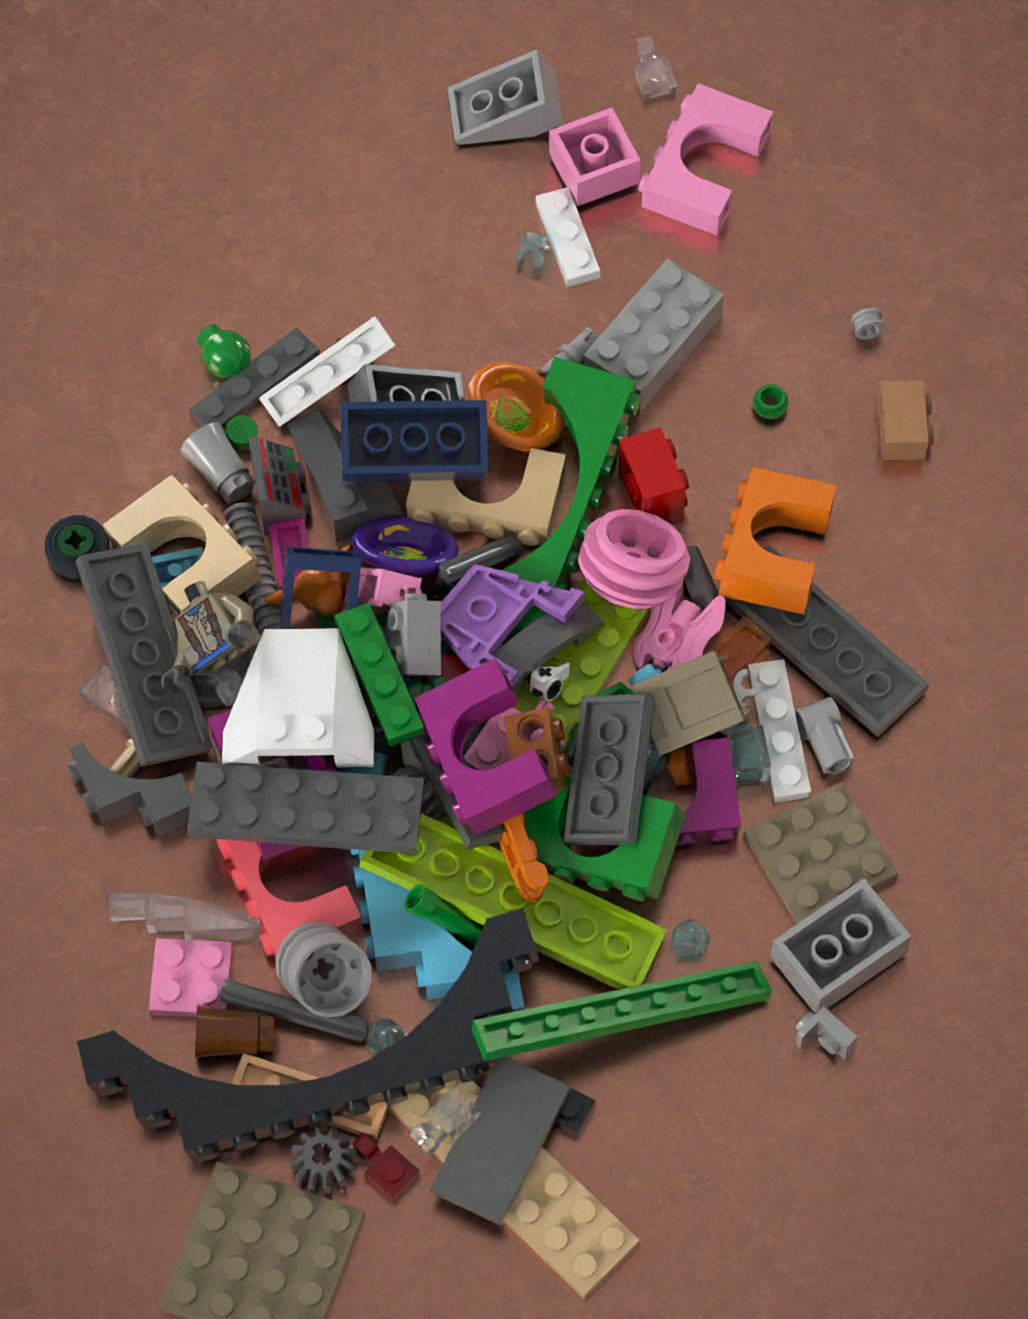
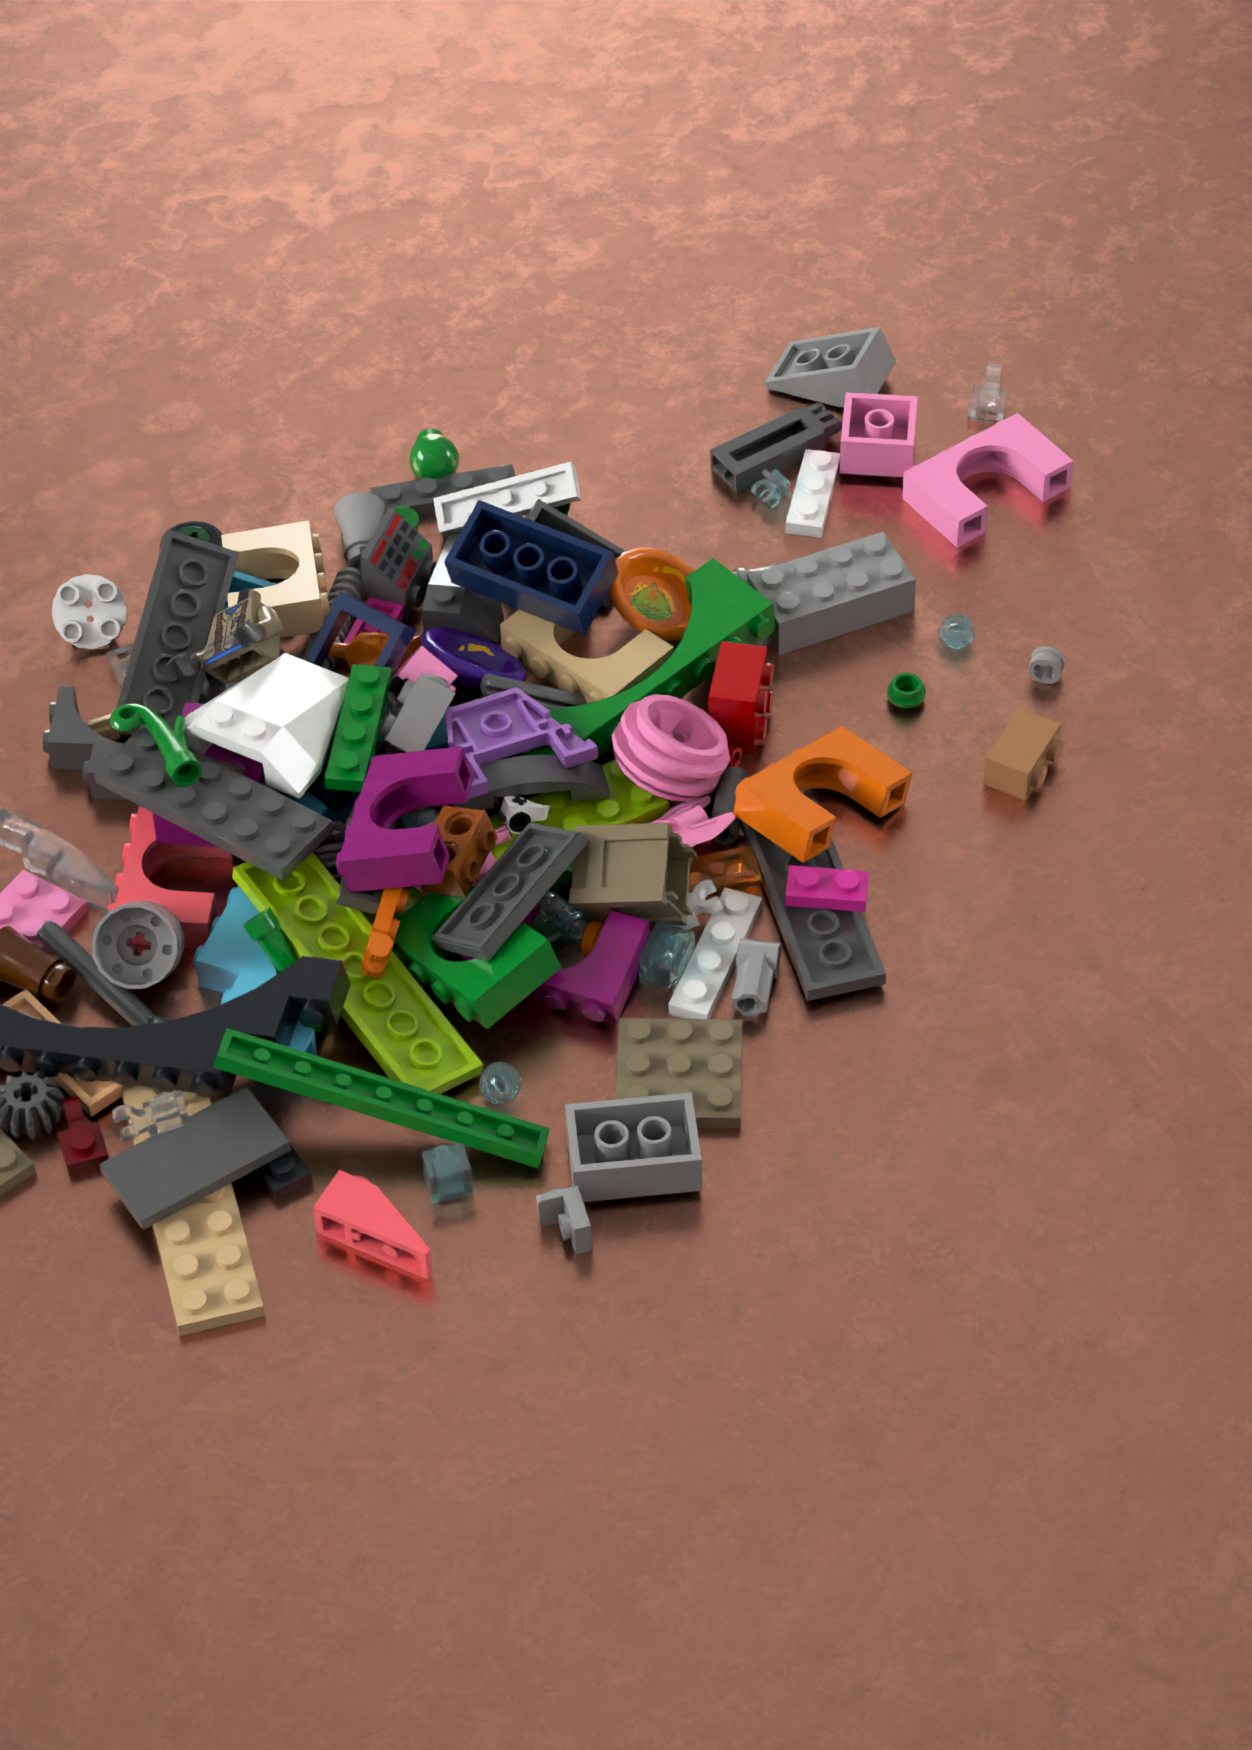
camera: 30 degrees right, 15 degrees down
(51, 647) = (71, 613): none -> white plate
(242, 772) = (180, 762): none -> green plant
(499, 220) = (773, 445): none -> dark grey hinge
(672, 1120) = (365, 1219): none -> coral slope
(704, 1042) = (447, 1172): none -> clear light blue plate
(778, 316) = (956, 631): none -> clear light blue plate
(836, 628) = (827, 888): none -> dark pink plate

